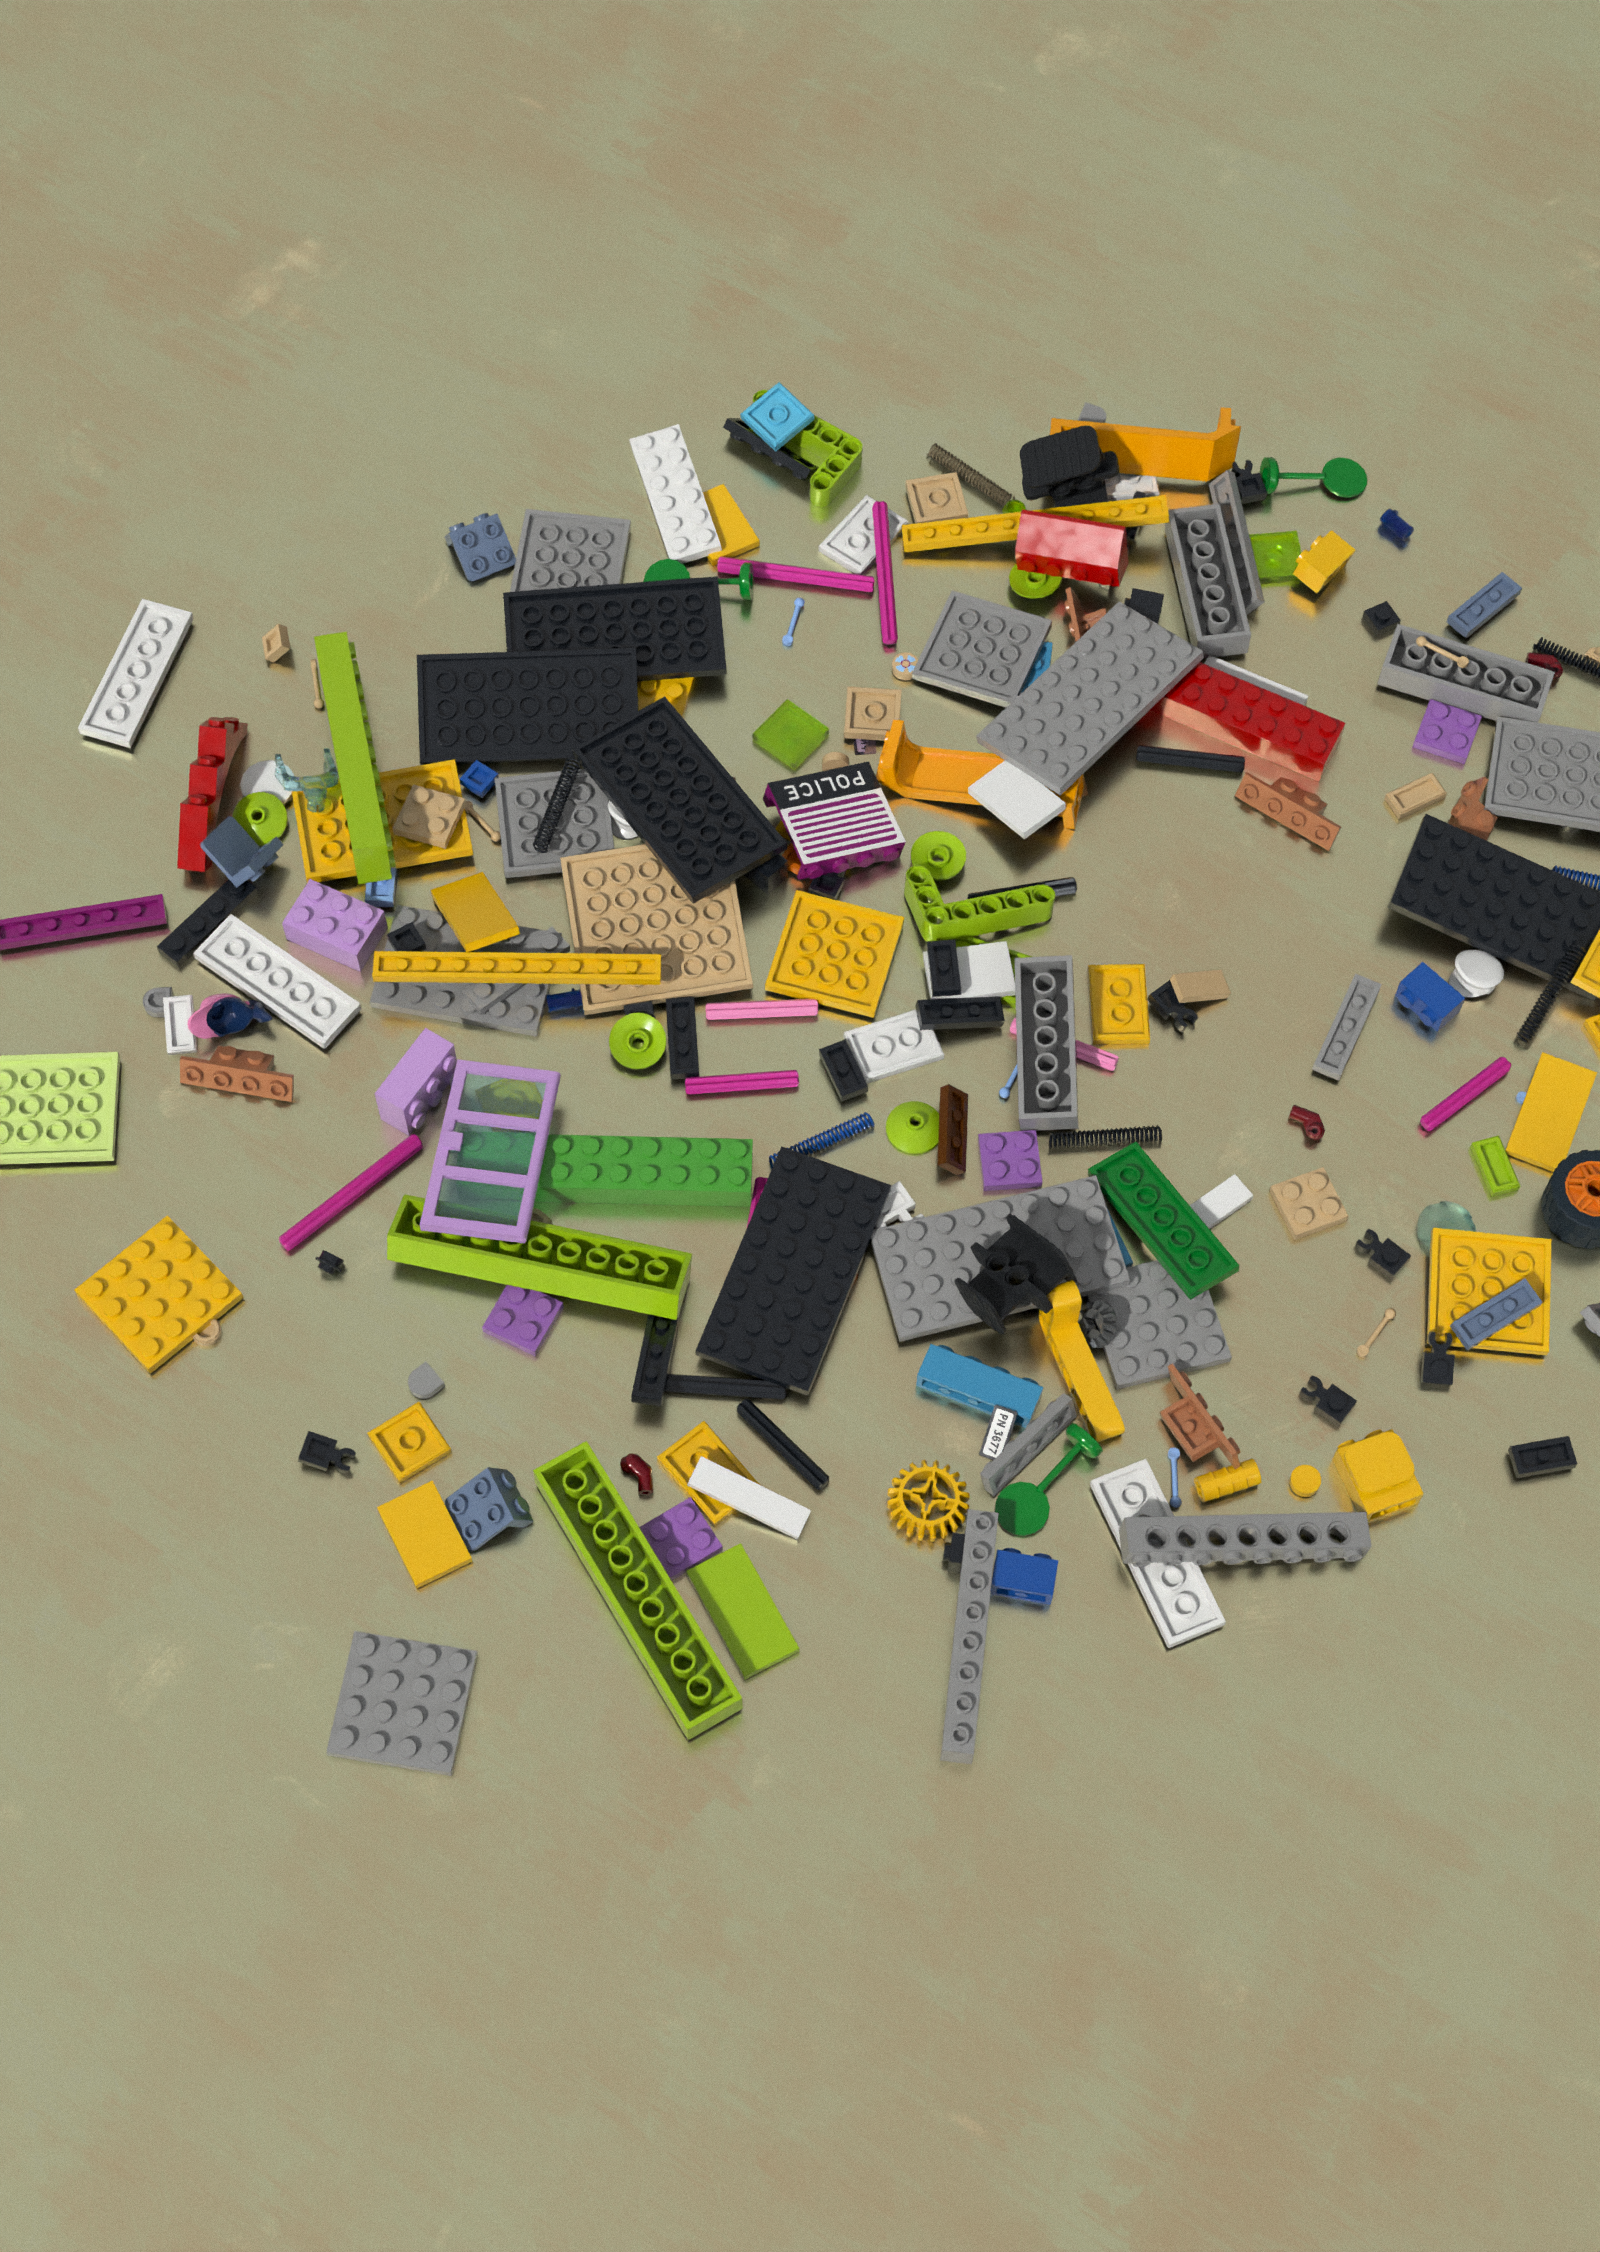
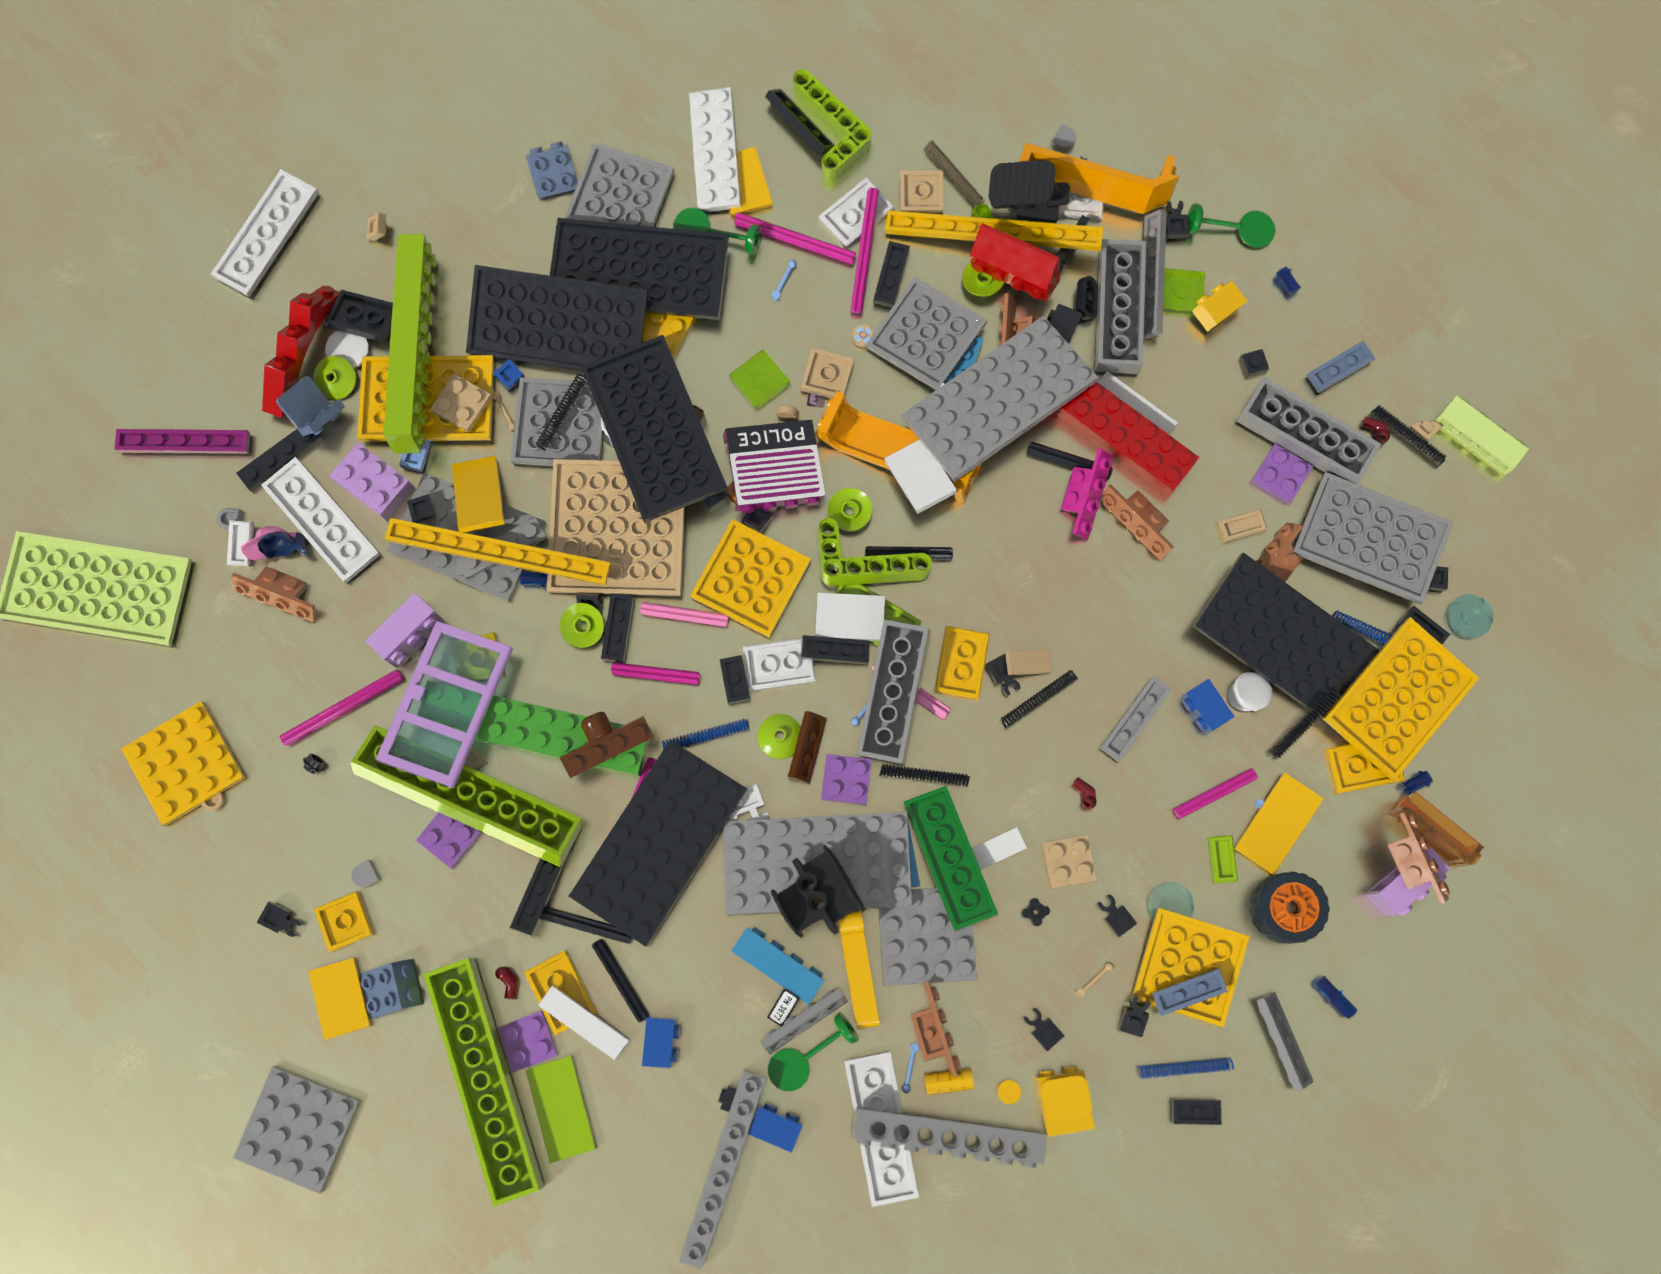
camera: 15 degrees right, 15 degrees up
(296, 742) = (361, 316): none -> black plate
(314, 786) = (374, 361): clear light blue piece -> none
(703, 1156) = (604, 742): none -> reddish brown plate
(777, 416) = (807, 97): medium azure plate -> none
(851, 1504) = (660, 1042): none -> blue brick
(917, 1496) = (709, 1071): yellow gear -> none
(923, 593) = (891, 274): none -> black plate
(943, 968) = (829, 612): black plate -> none
(1105, 1320) = (885, 935): dark grey gear -> none
(1164, 579) = (1087, 297): none -> black plate
(1216, 1027) = (1043, 699): none -> black piece
(1219, 787) = (1086, 491): none -> dark pink bracket
(1287, 1259) = (1042, 911): none -> black plate
(1461, 661) = (1306, 421): tan hinge -> none
(1519, 1411) = (1187, 1069): none -> blue piece

